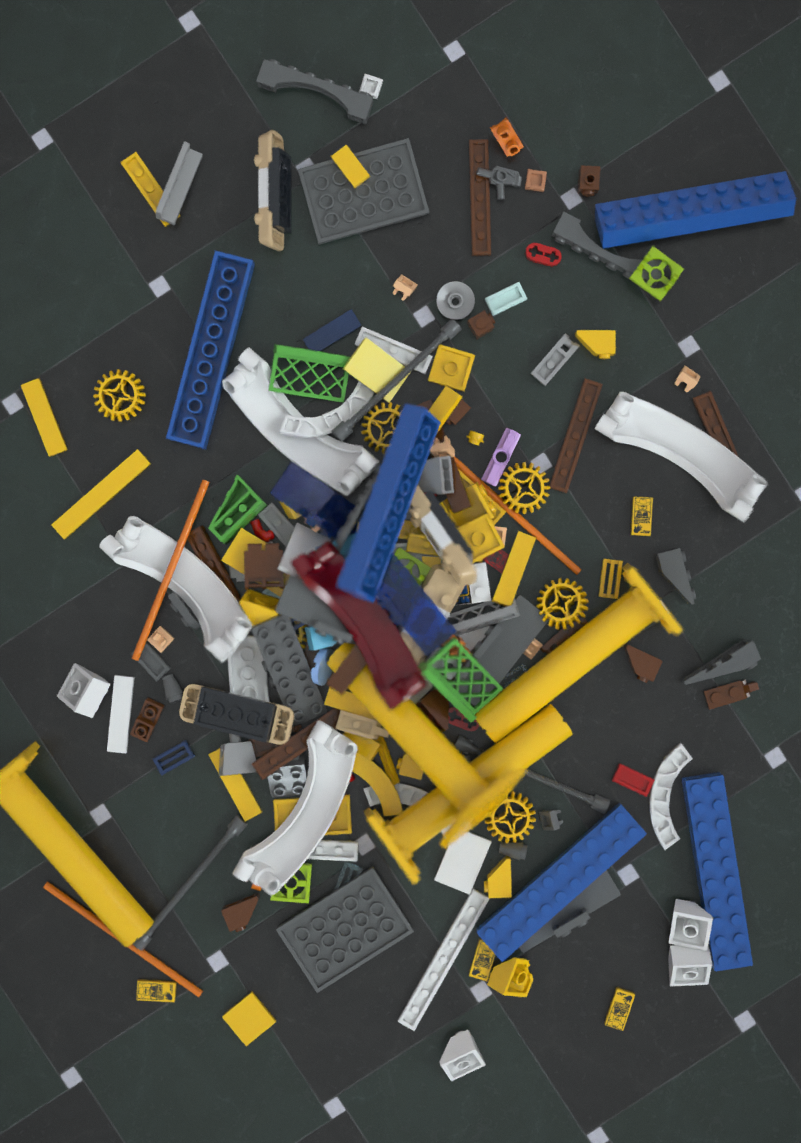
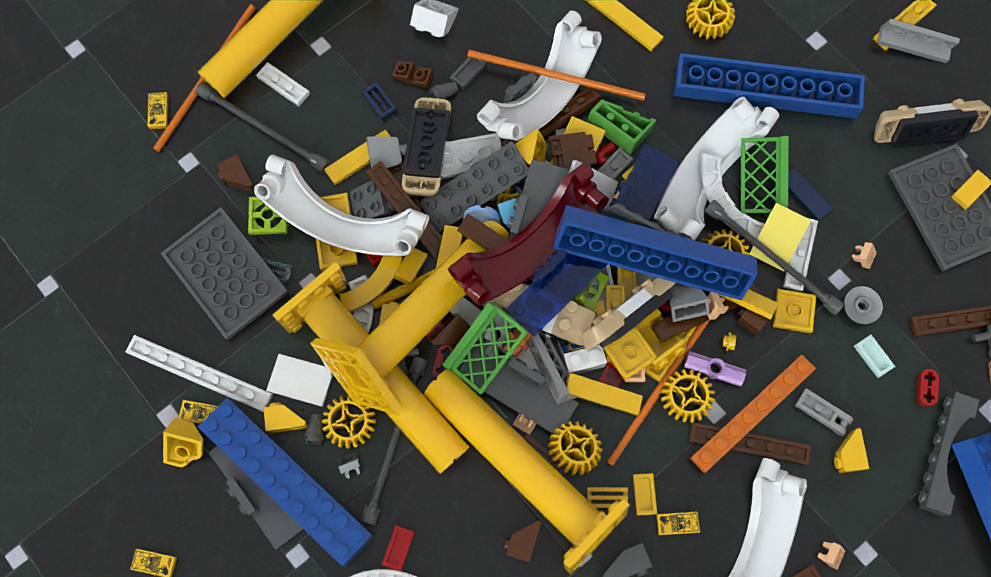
camera: 90 degrees right, 15 degrees down
(120, 714) = (416, 51): white tile -> none
(141, 857) = (283, 84): none -> white tile
(161, 639) = (489, 77): light nougat tile -> none
(249, 1018) = (133, 195): yellow tile -> none
(336, 850) = (301, 254): white tile -> none
(360, 725) = (427, 258): tan hinge -> none
(461, 1056) = (100, 401): white slope -> none
(481, 324) = (845, 332): reddish brown brick -> none
(548, 427) = (752, 414): none -> orange plate
(611, 543) = (644, 494): none -> yellow tile
(675, 269) = (945, 487): lime piece -> none

